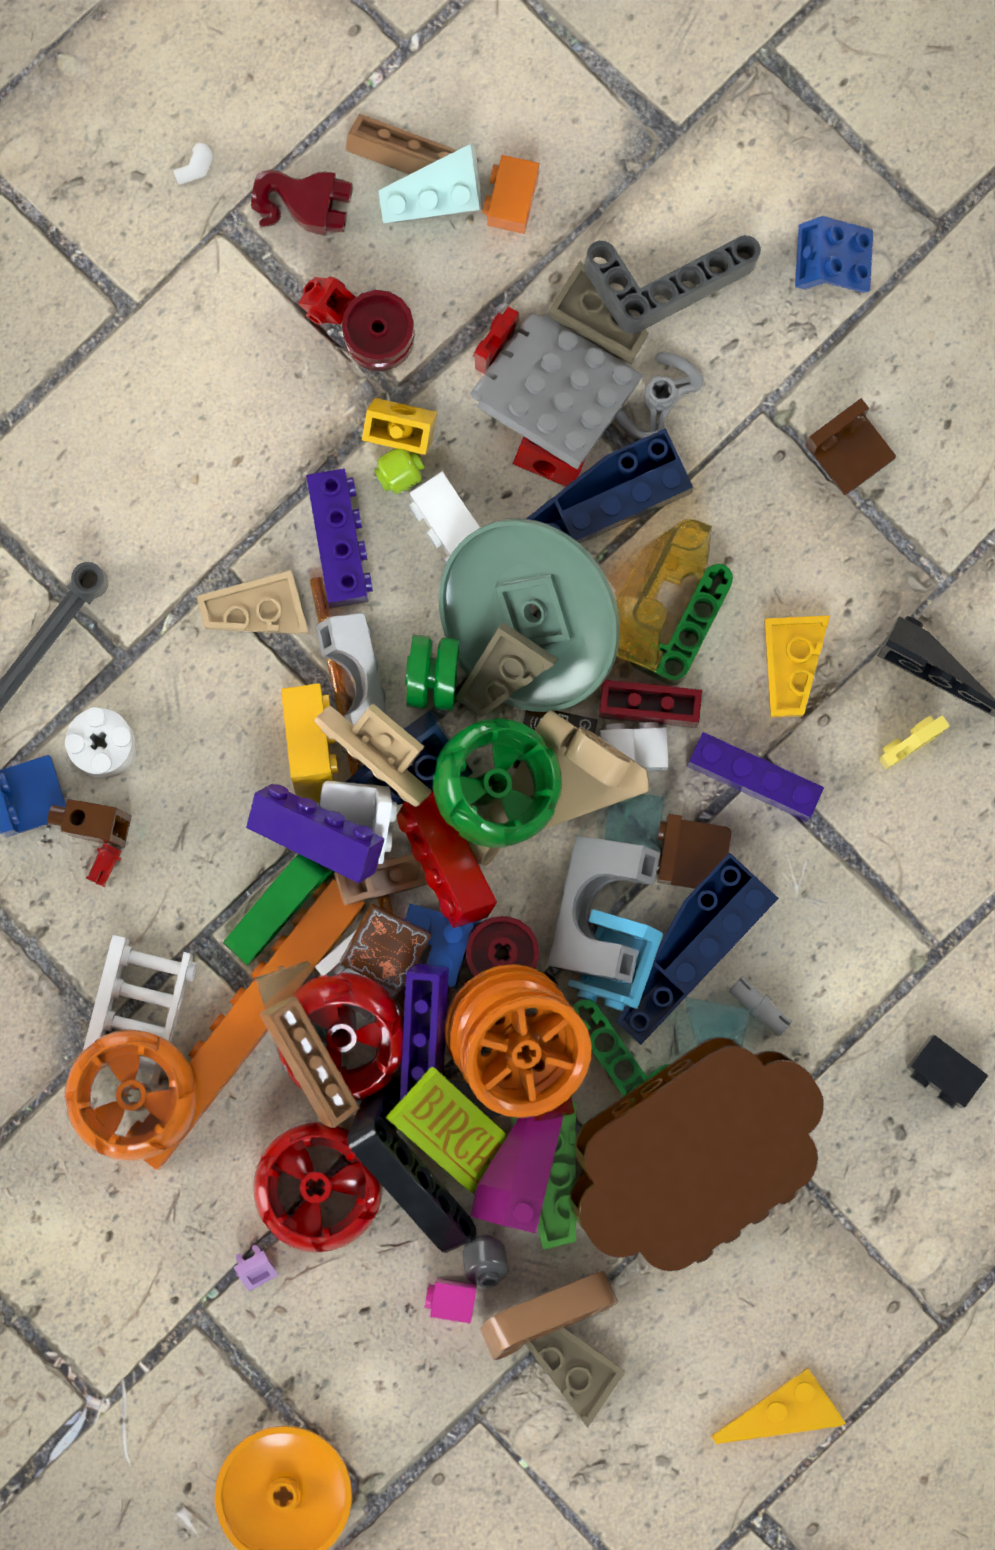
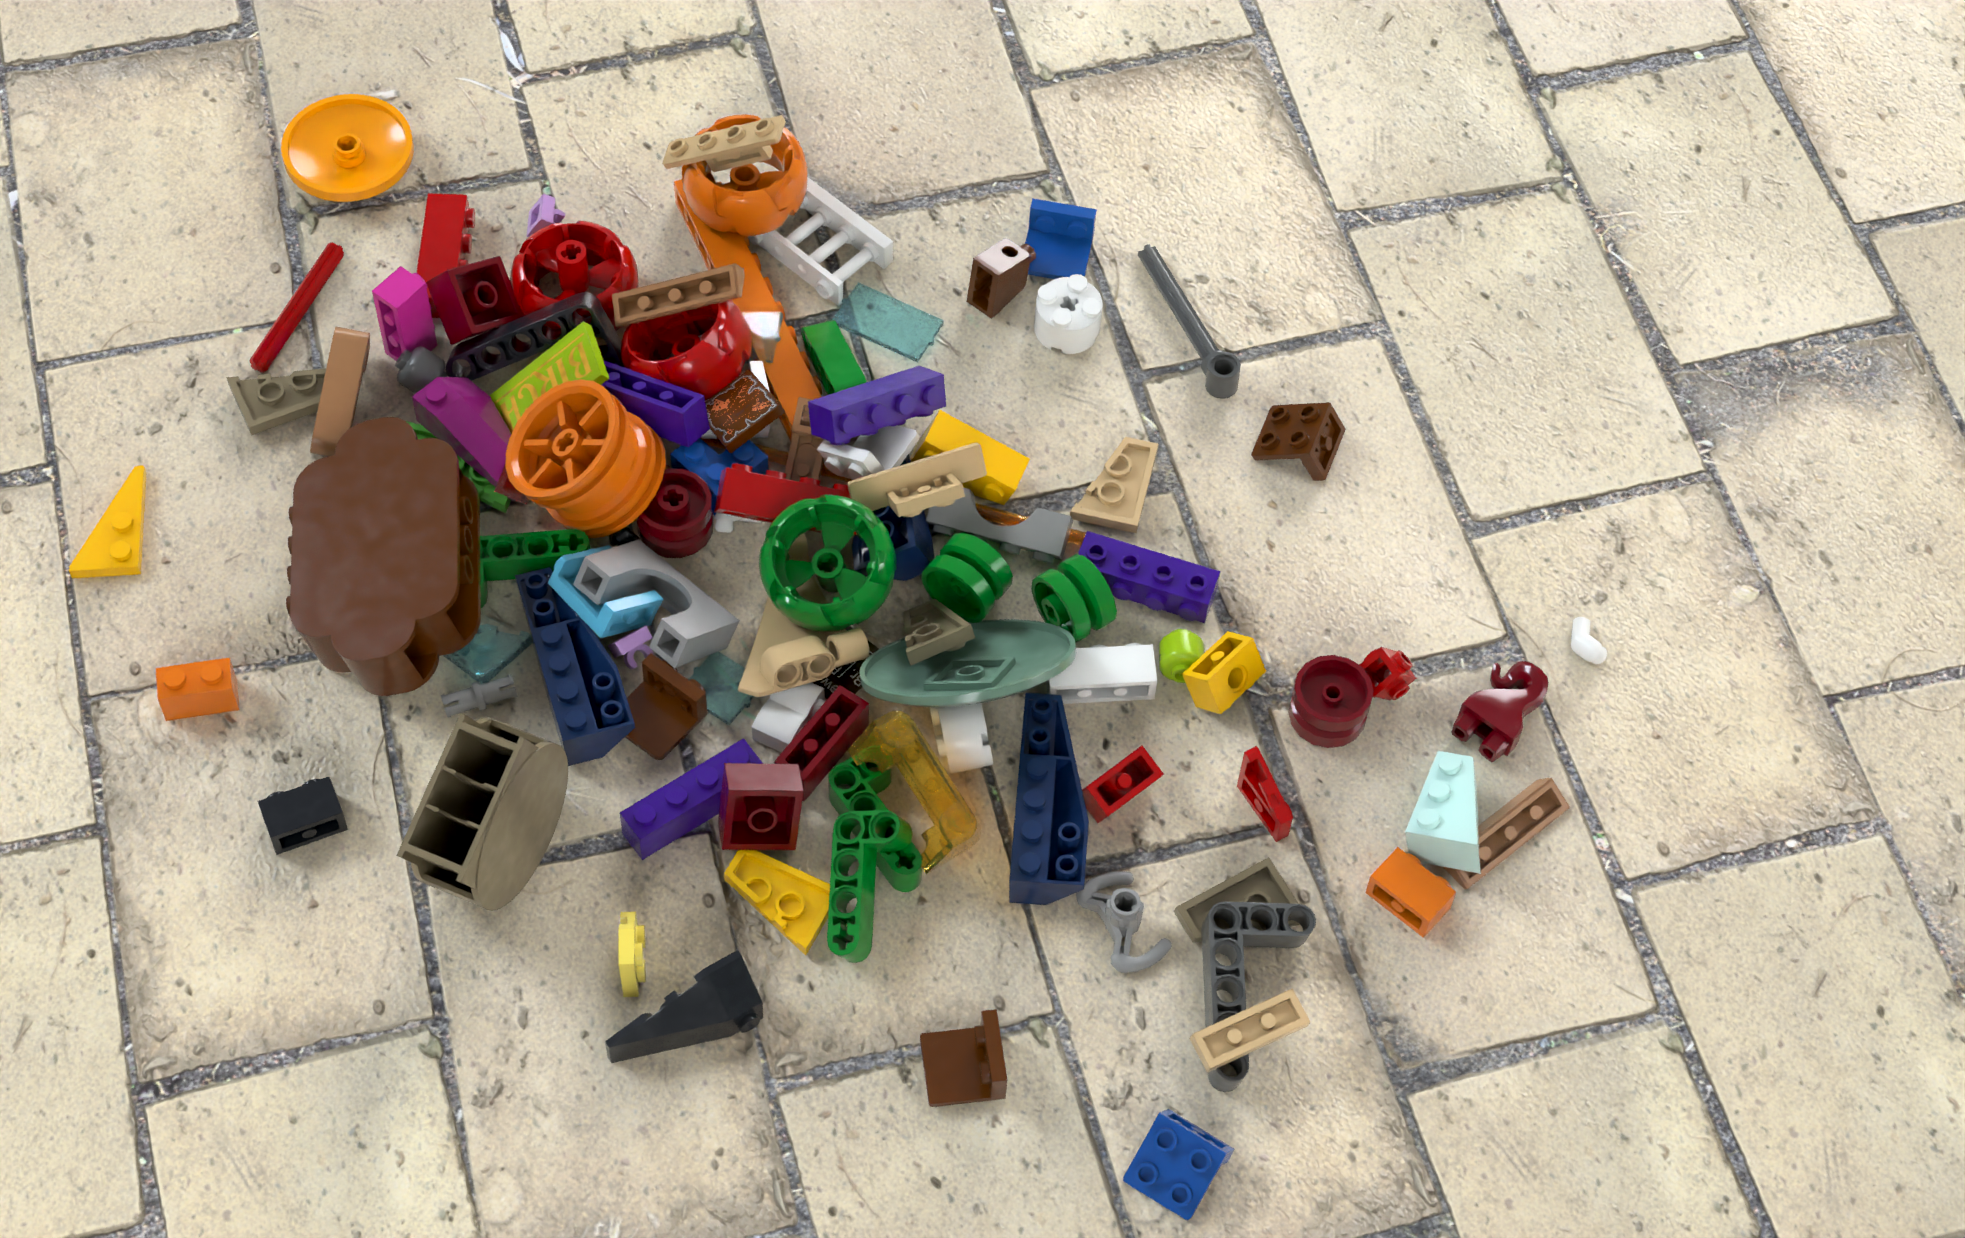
camera: 115 degrees right, 25 degrees down
(104, 862) = (958, 273): red pin -> none
(119, 487) = (1303, 433): none -> reddish brown bracket
(135, 1110) = (728, 146): none -> tan bracket
(188, 901) = (888, 322): none -> clear light blue piece
(348, 1330) = (444, 236): none -> red brick
(396, 1254) = (474, 299): none -> dark red brick
(401, 575) = (1074, 597): none -> green wheel
(473, 1424) = (296, 307): none -> red axle
(555, 388) = (1182, 819): light grey hinge -> none
(644, 911) = (630, 644): none -> lavender tile
(718, 243) = (1249, 1030): none -> tan plate
(742, 711) = (760, 806): none -> dark red brick
(763, 599) = (862, 883): none -> green beam
(891, 1232) = (197, 689): none -> orange brick
(898, 897) = (487, 812): none -> dark tan brick

